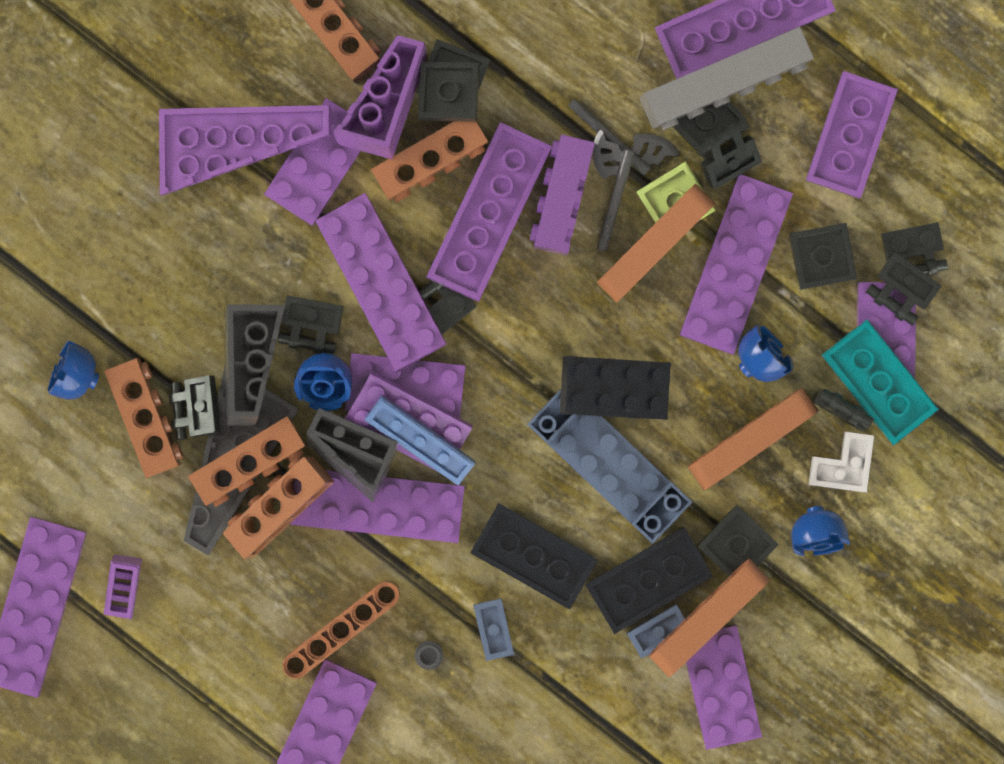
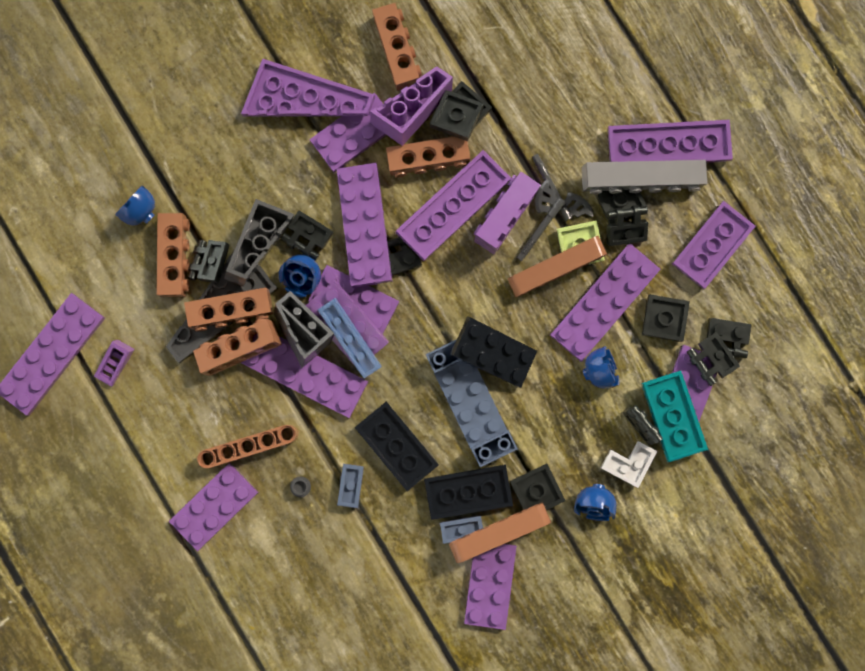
camera: 20 degrees right, 5 degrees down
(752, 438) = (574, 422): nougat beam -> none

